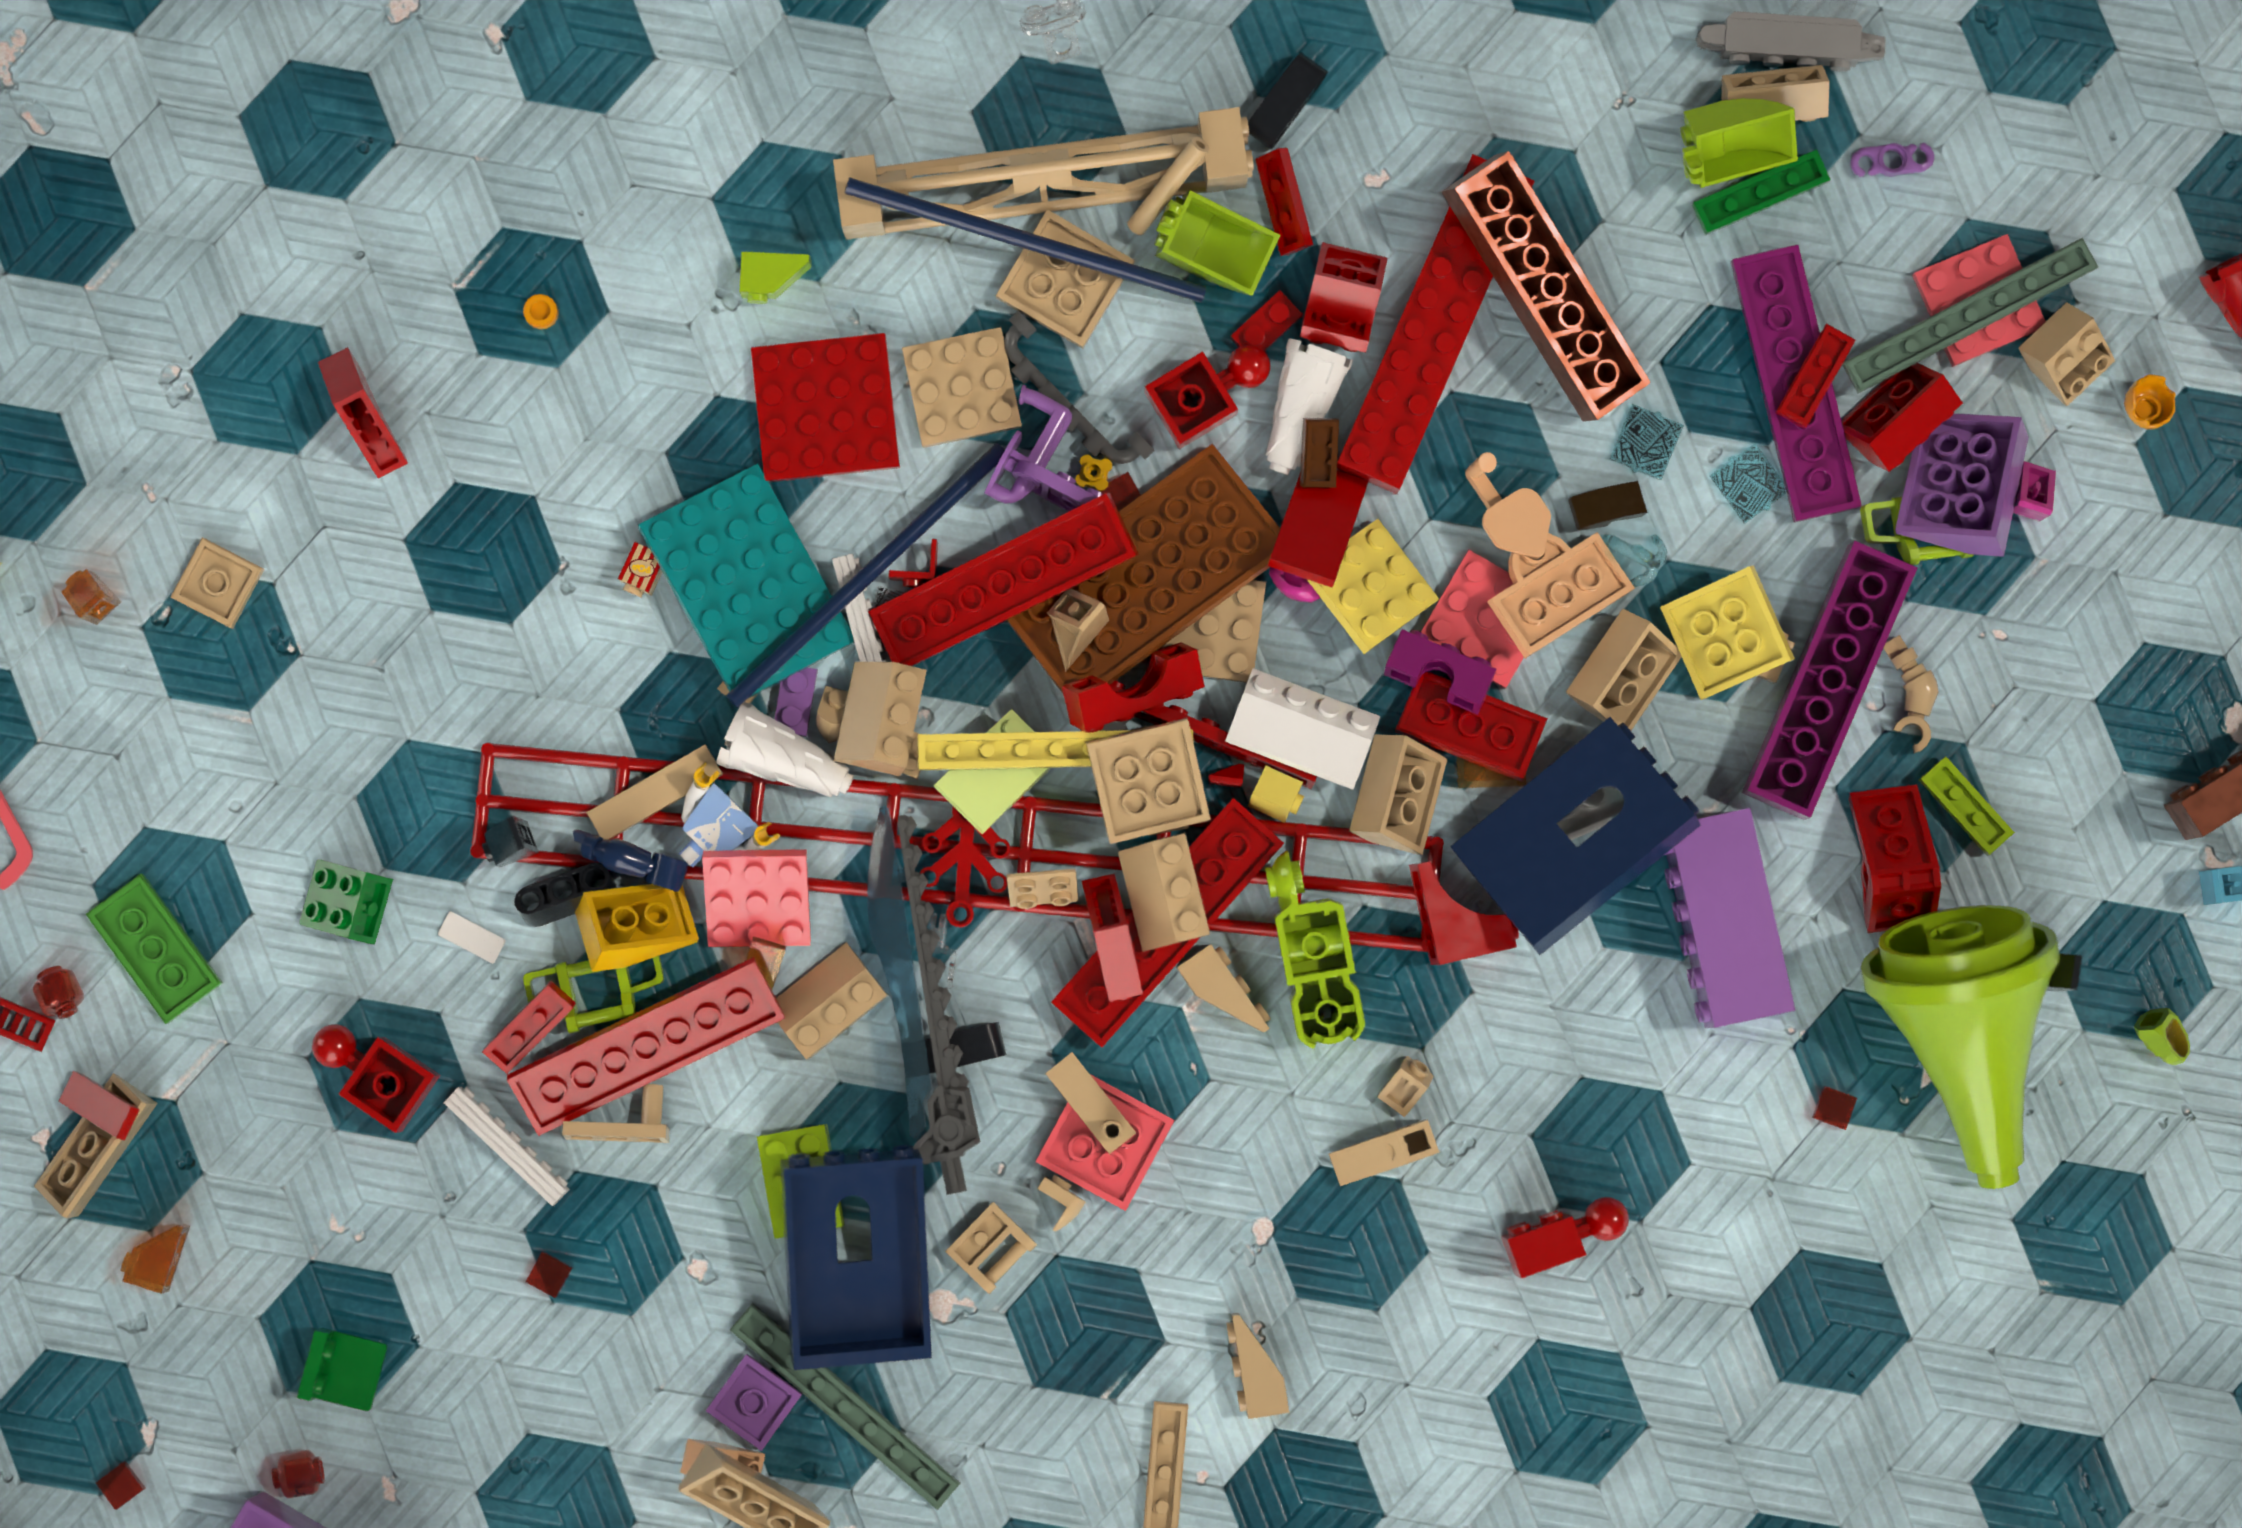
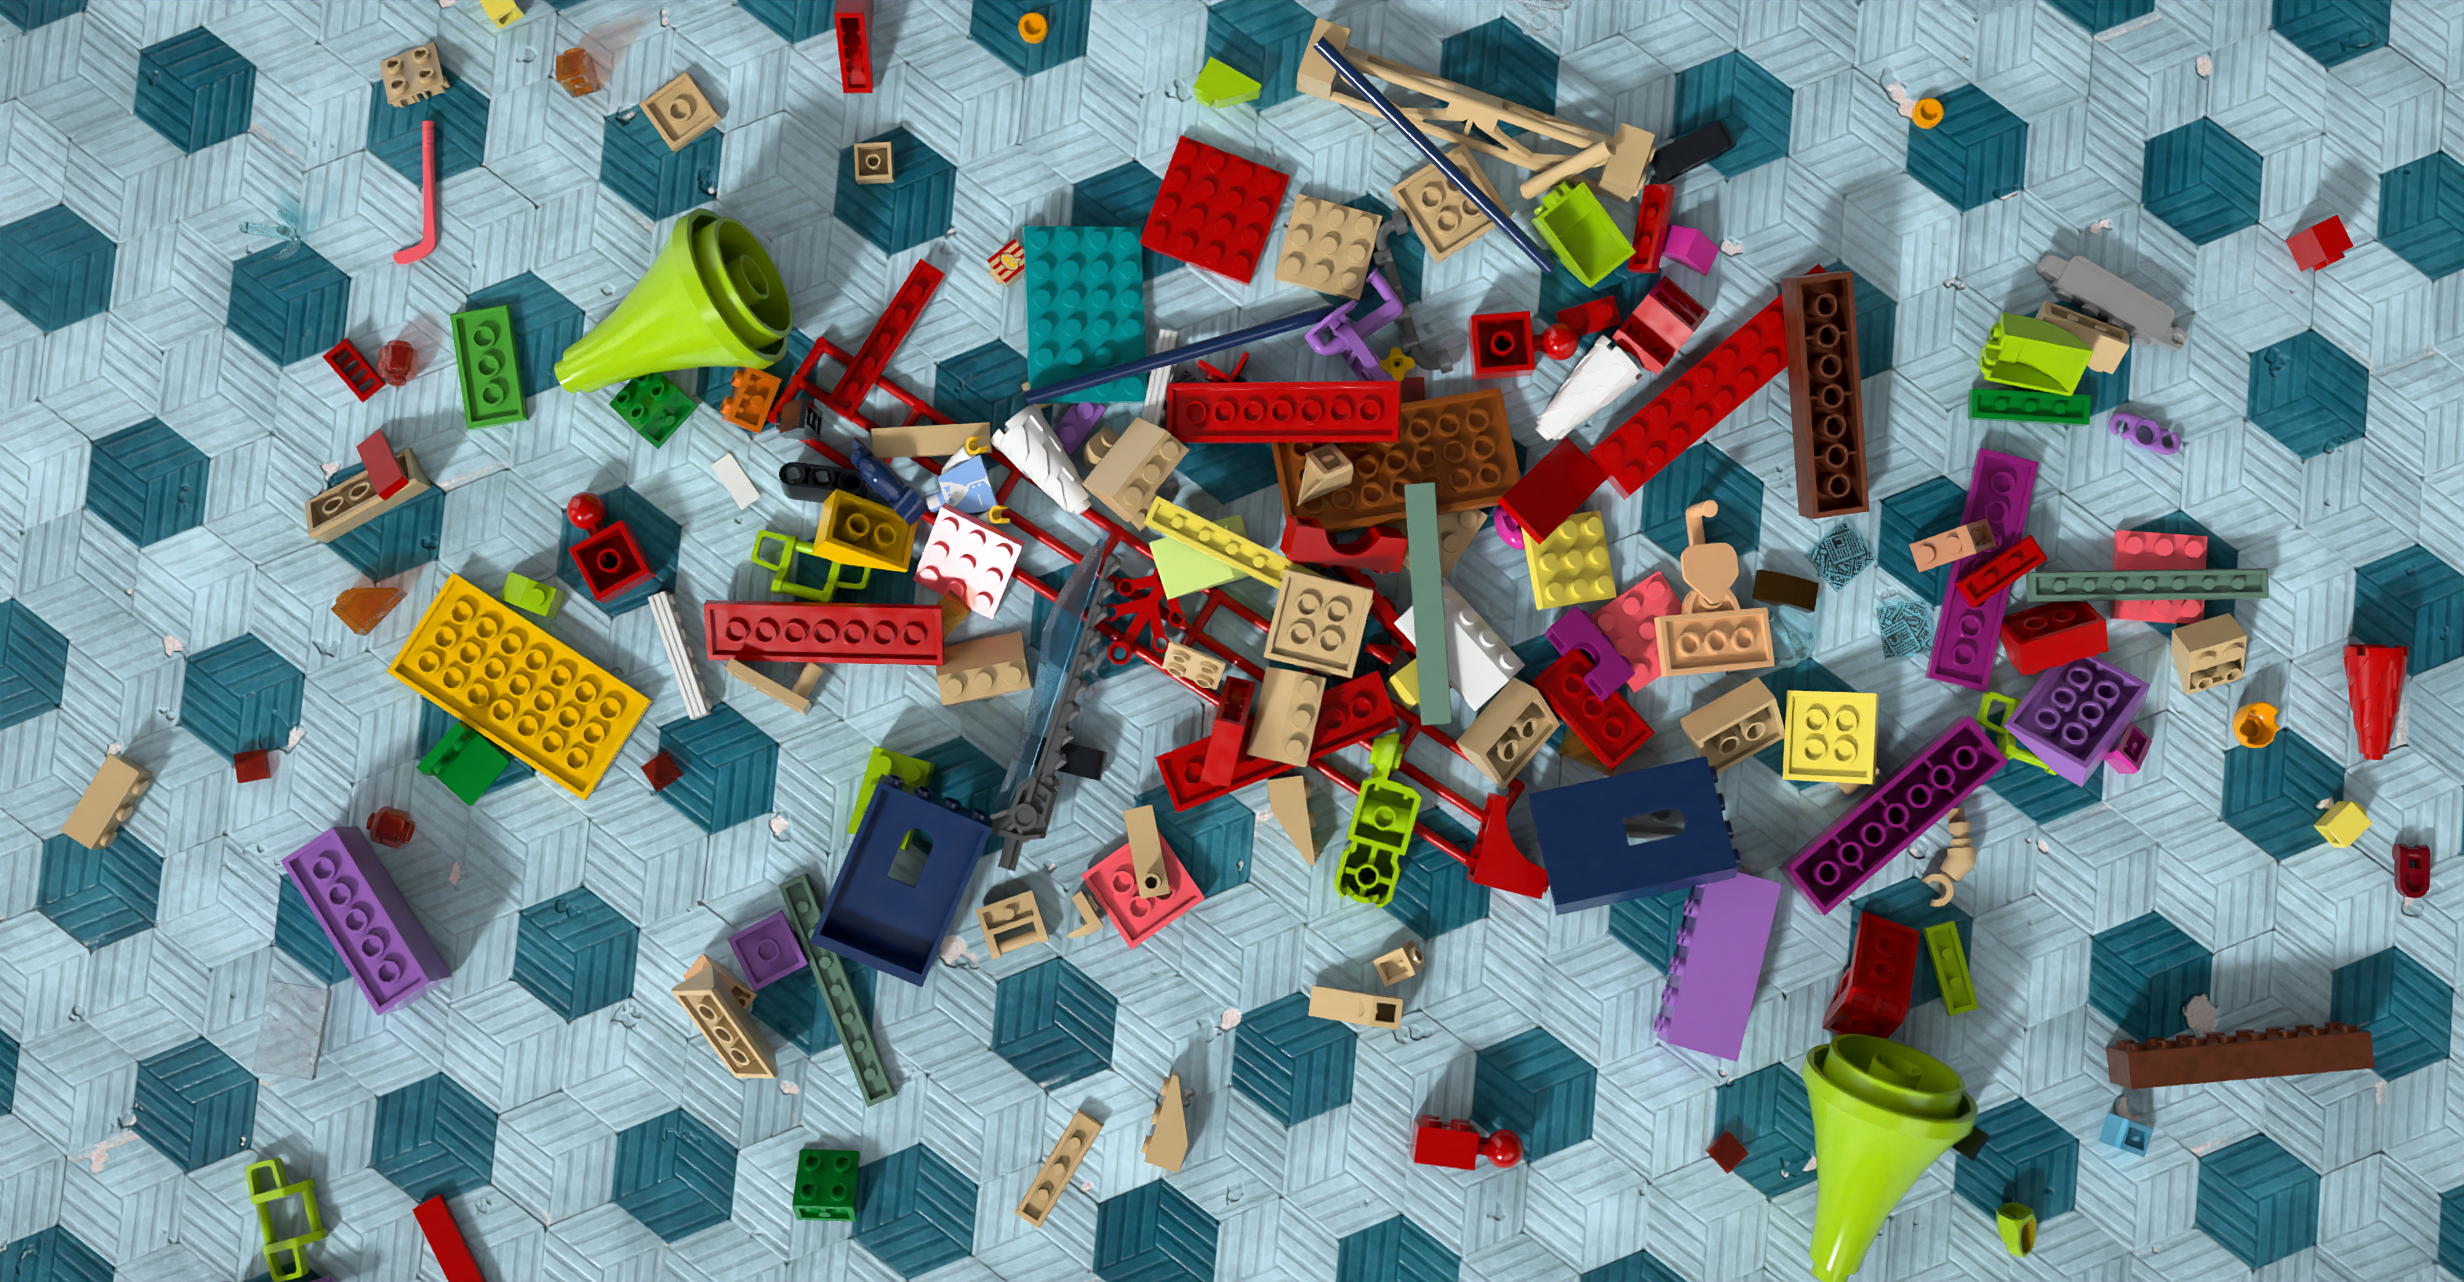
camera: 30 degrees right, 0 degrees up
(321, 1161) = (532, 595): none -> lime slope
(347, 774) = (700, 304): none -> lime piece
(357, 1261) = (519, 686): none -> yellow plate
(443, 844) = (749, 398): none -> orange bracket
(447, 535) = (874, 163): none -> tan piece
(529, 1027) = (742, 572): red plate -> none
(553, 713) = (885, 340): none -> red plate
(1250, 704) = (1428, 604): none -> sand green tile
(1319, 452) = (1581, 435): reddish brown plate -> none
(1333, 202) = (1689, 248): none -> dark pink slope
(1754, 373) = (1953, 545): none -> nougat bracket

